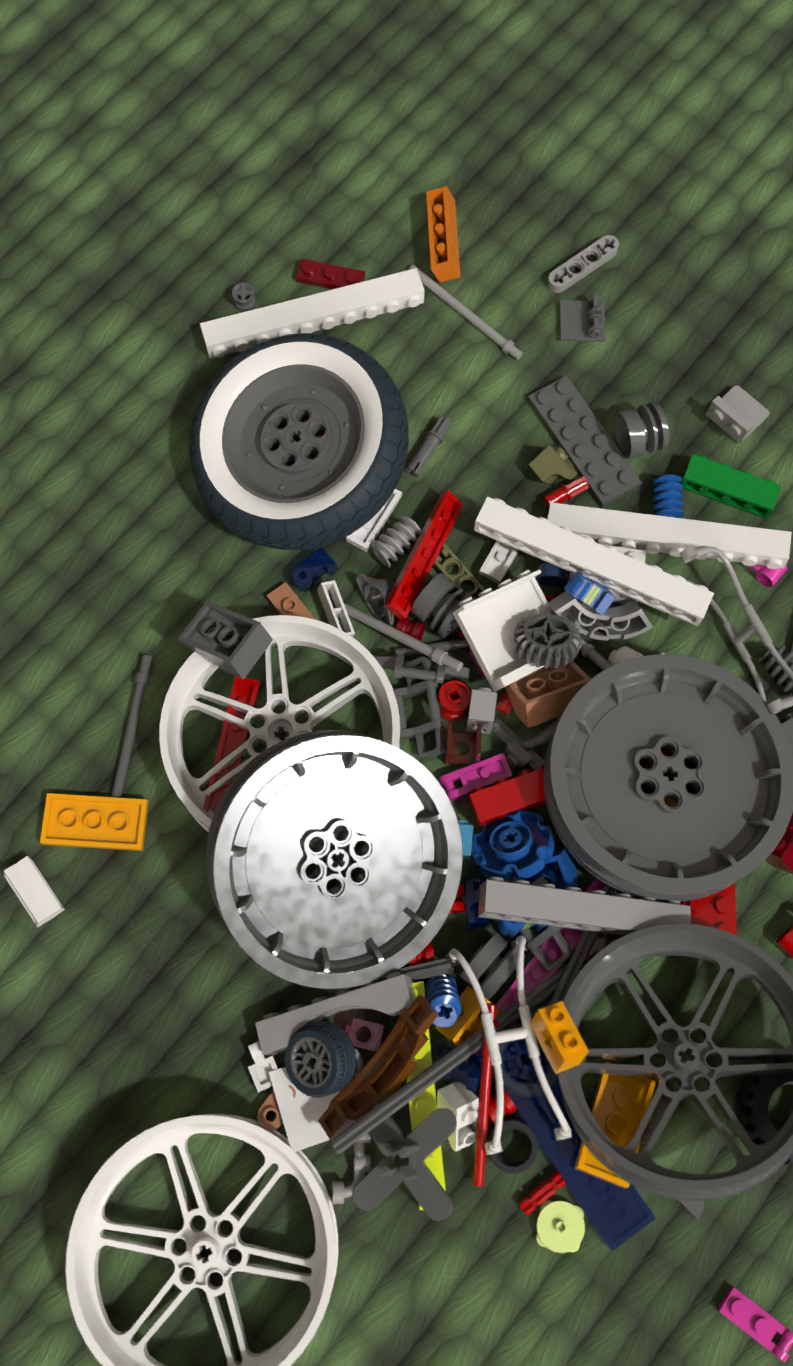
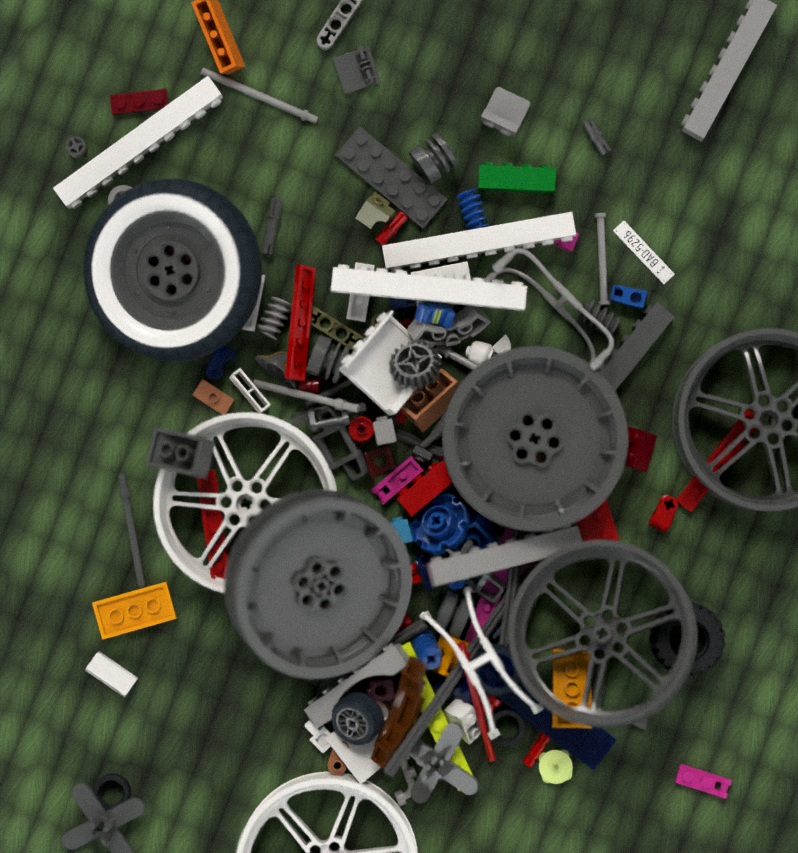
camera: 10 degrees left, 15 degrees up
(559, 1037) = (512, 653): light orange brick -> none

